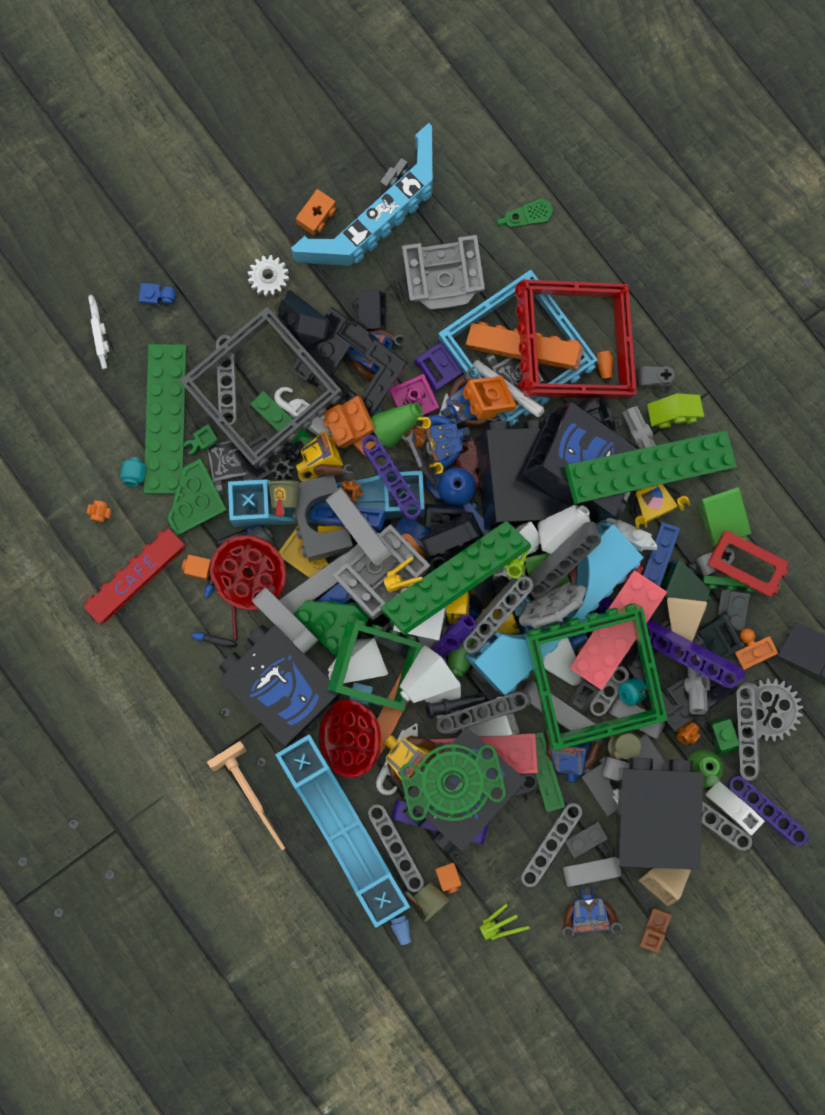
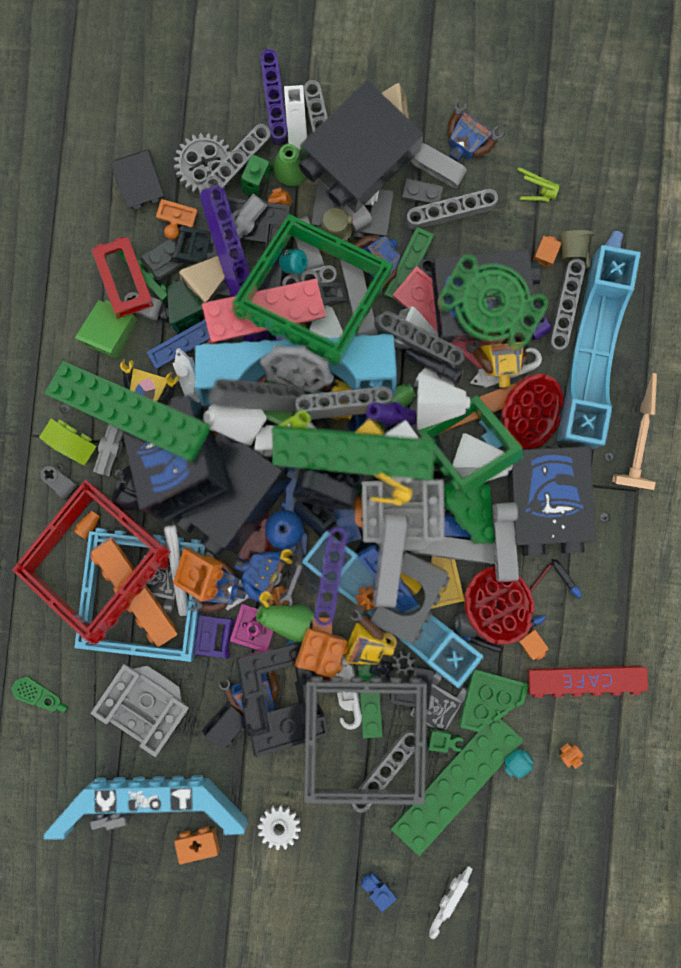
camera: 130 degrees left, 5 degrees up
(283, 495) = (425, 638): olive hat -> none
(302, 320) = (286, 767): black wedge -> none
(655, 929) = (431, 87): dark orange slope -> none

